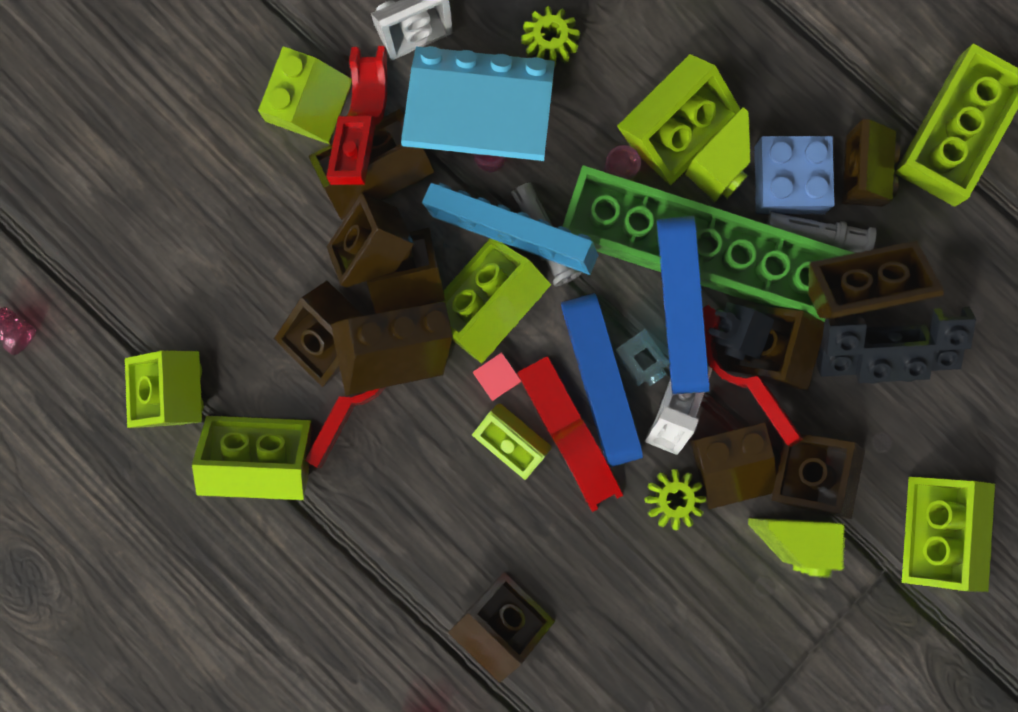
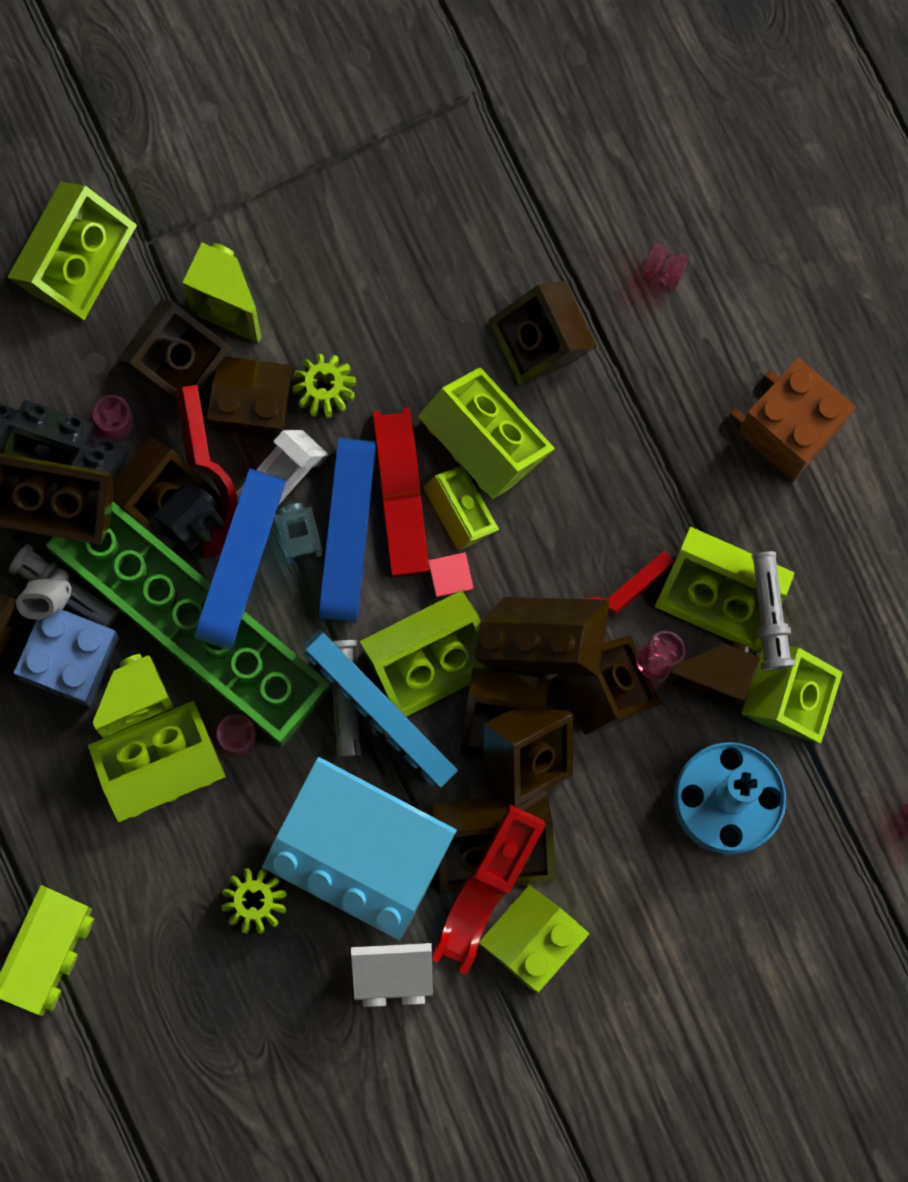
camera: 165 degrees left, 5 degrees down
(183, 276) = (729, 798): none -> dark azure piece
(191, 427) = (773, 630): none -> light grey pin
(229, 375) = (717, 674): none -> dark brown slope
(242, 634) = (794, 418): none -> dark orange container
(281, 381) = (660, 654): none -> clear pink wheel
(516, 515) = (485, 432): none -> lime slope
(836, 206) = (44, 596): none -> light grey piece
(853, 397) = (108, 412): none -> clear pink wheel

